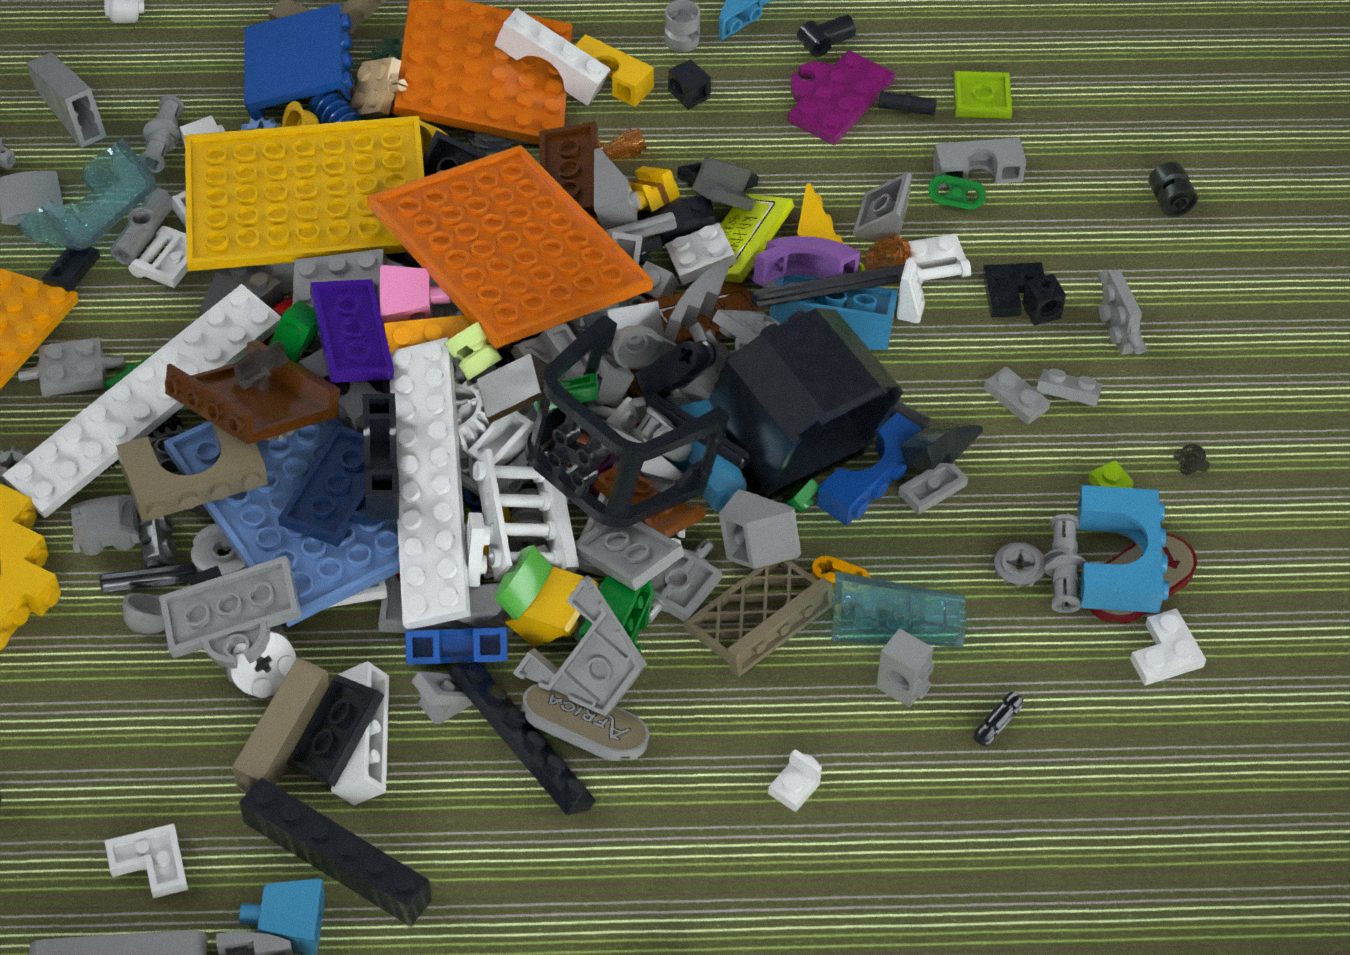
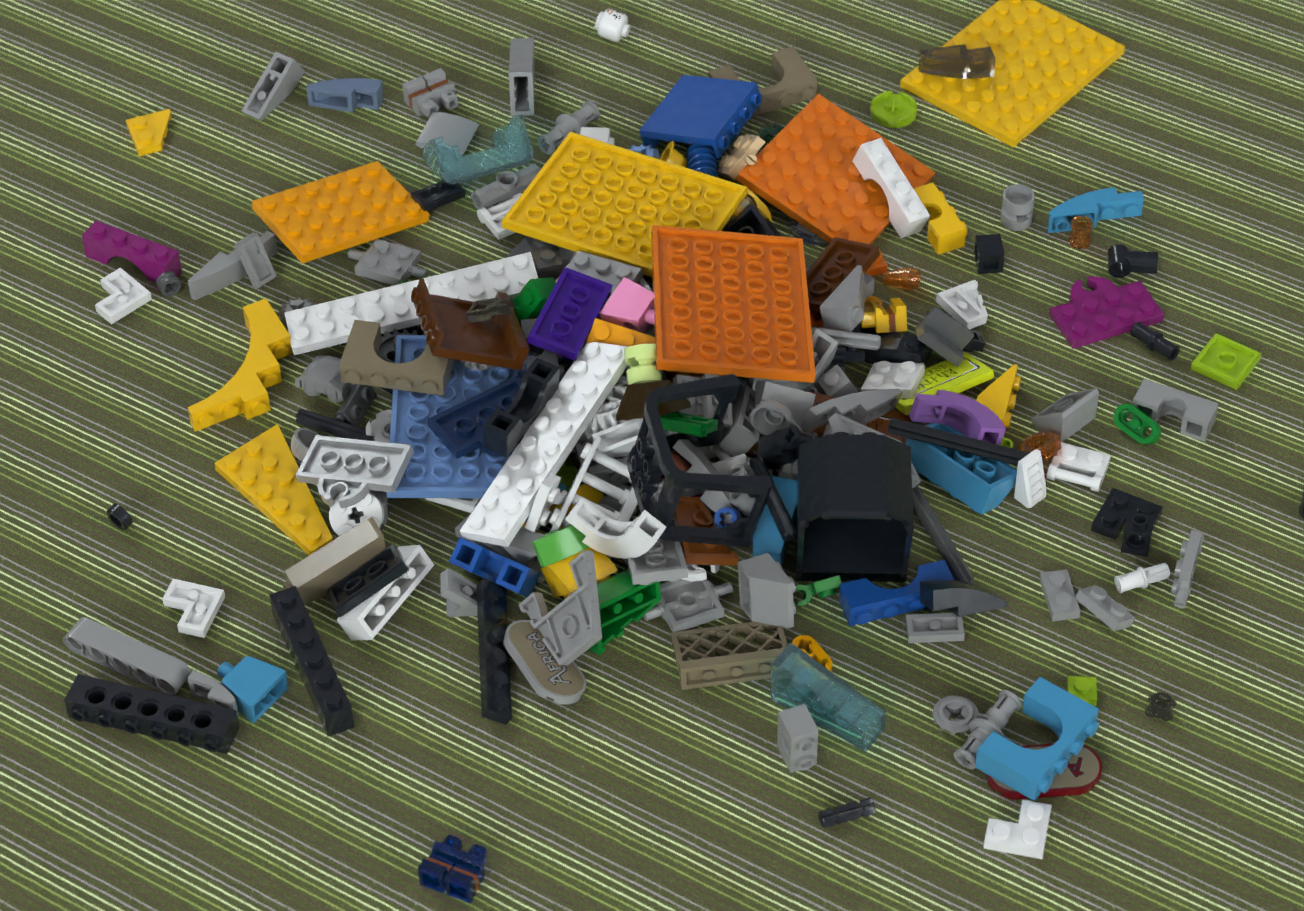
camera: 35 degrees right, 5 degrees down
(129, 673) = (267, 477): none -> yellow wing
(584, 548) = (612, 536): none -> white arch
(660, 478) = (719, 518): none -> blue bush
(700, 143) = (964, 304): none -> white wing
(758, 23) = (1081, 229): none -> clear orange bush
(796, 780) = (662, 779): white bracket -> none
(1077, 341) = (1142, 577): none -> white axle

